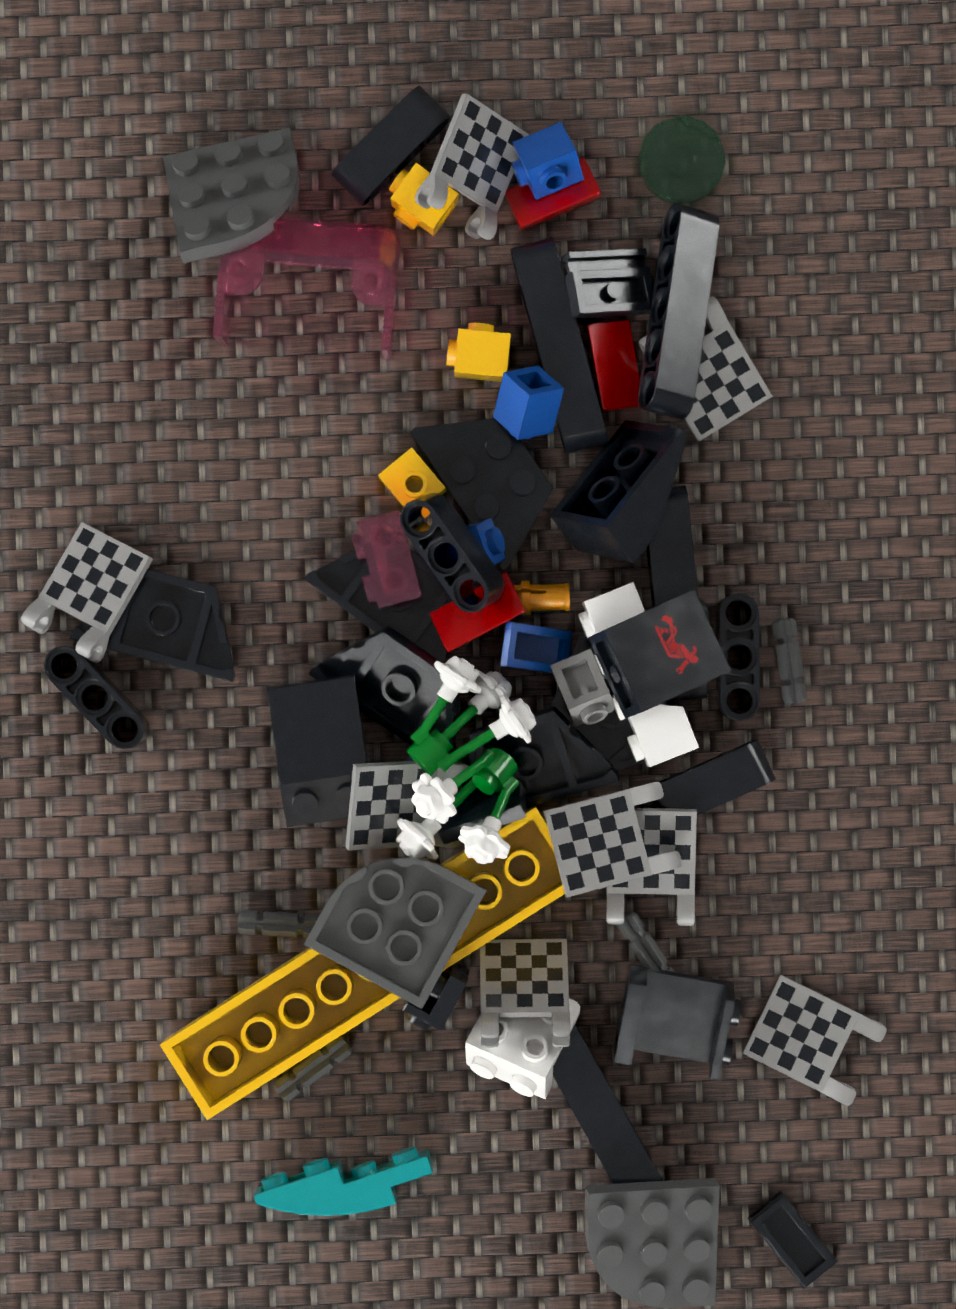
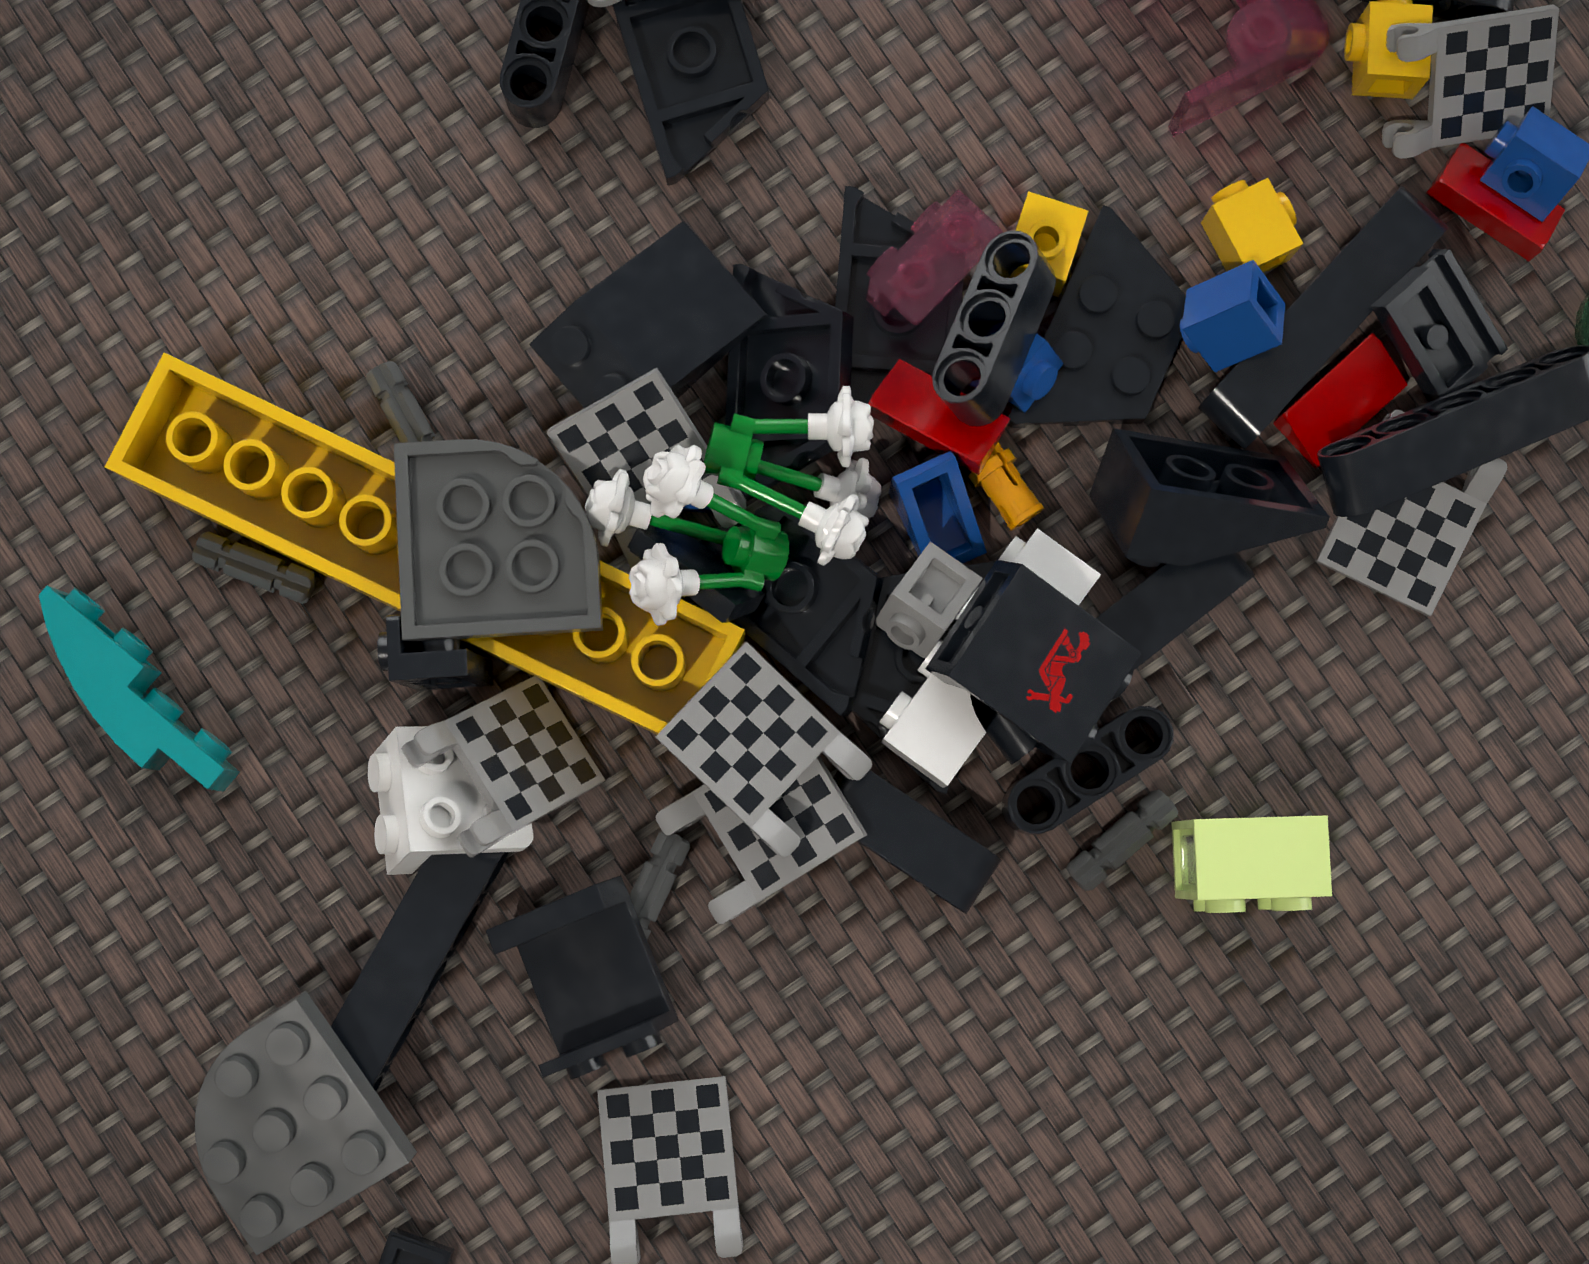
camera: 55 degrees right, 5 degrees down
(848, 598) = (1252, 858): none -> yellowish green piece

